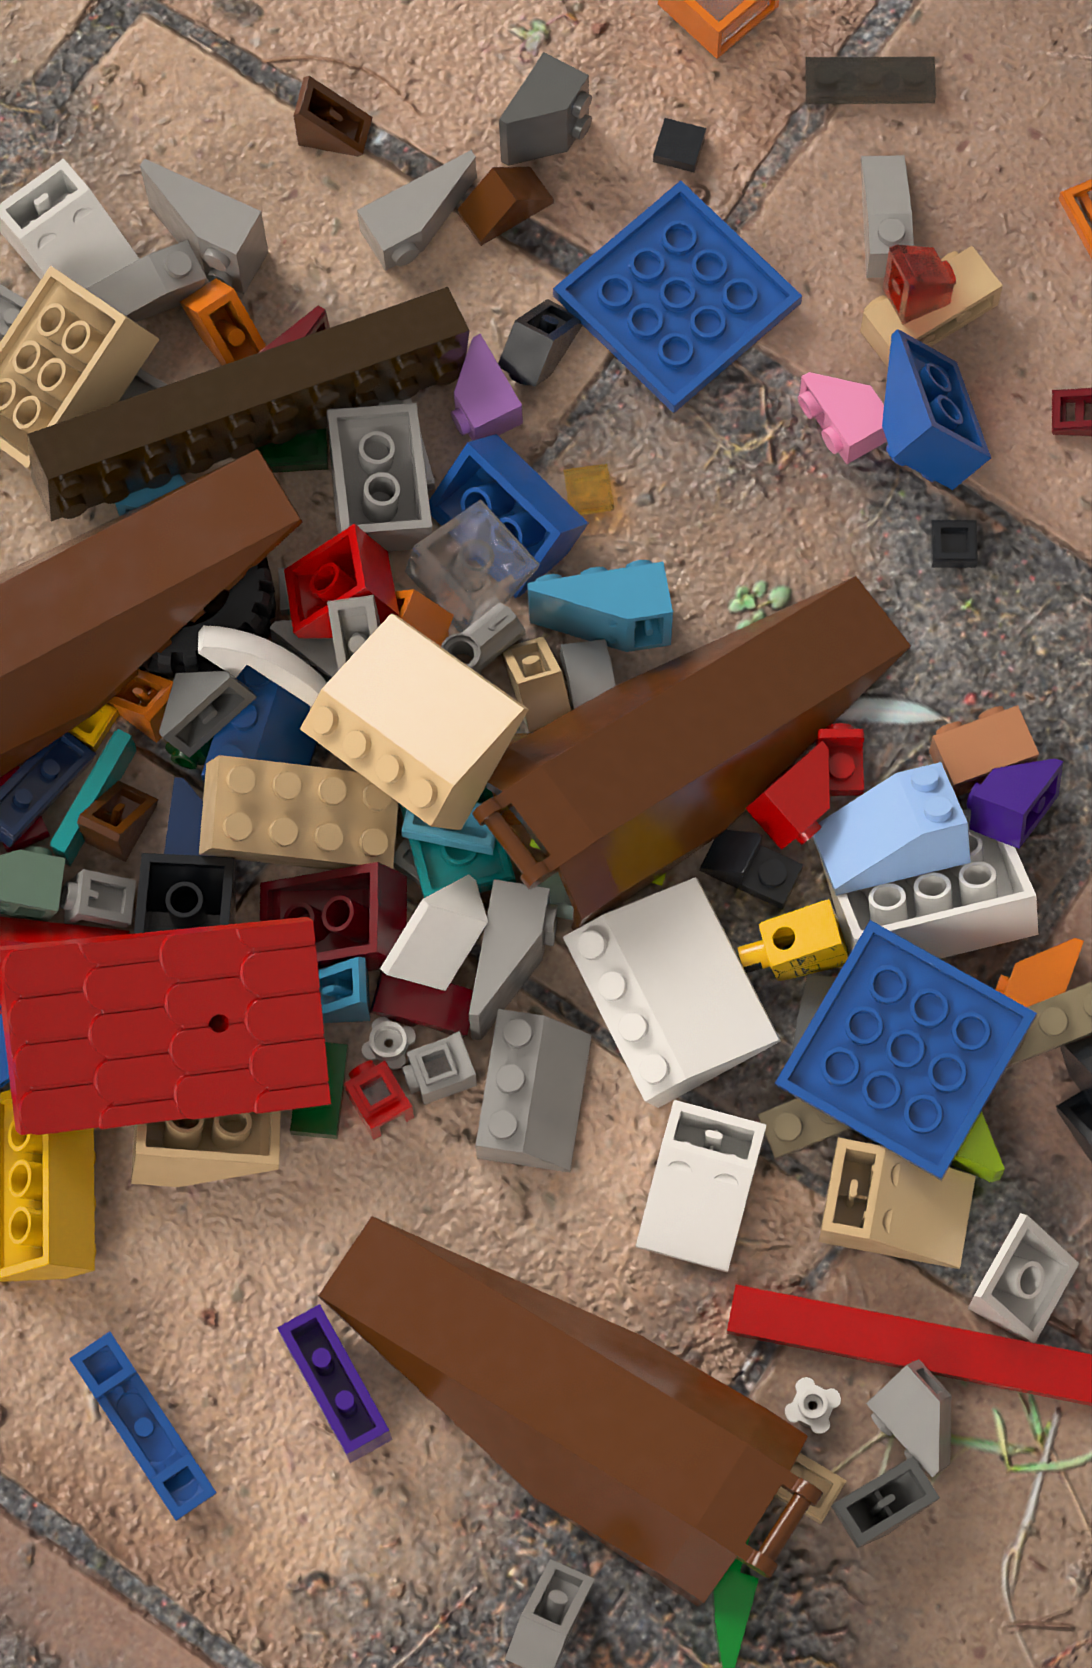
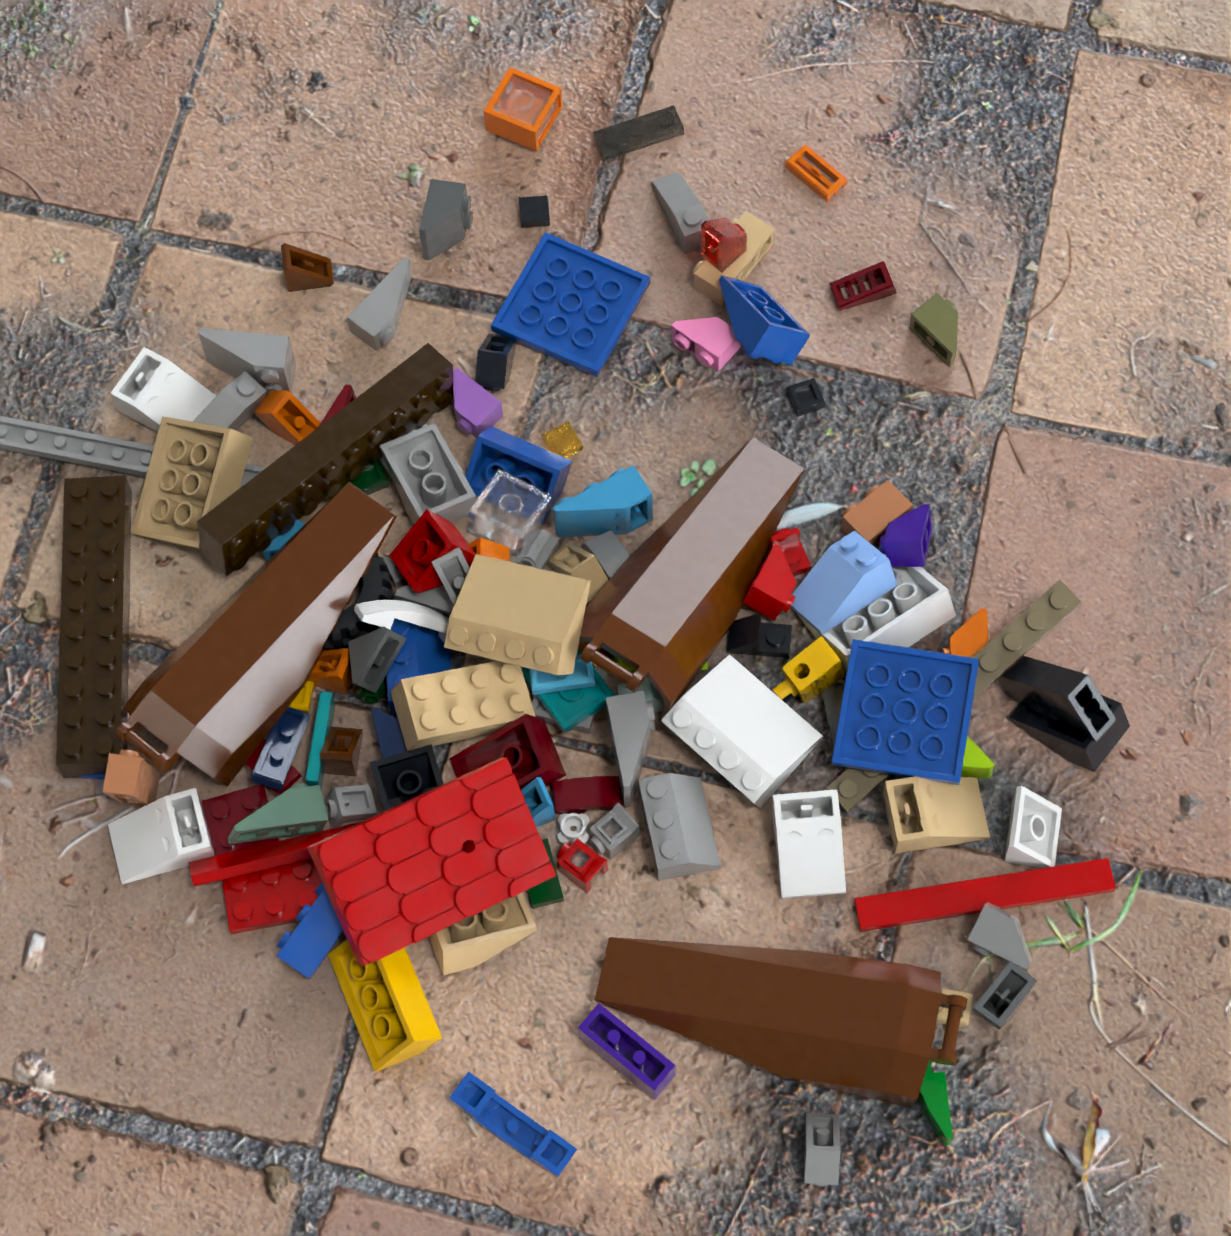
camera: 20 degrees left, 5 degrees down
(439, 936) = (584, 746): white slope -> none
(503, 201) = (435, 283): reddish brown slope -> none
(815, 1419) = (940, 949): white plate -> none

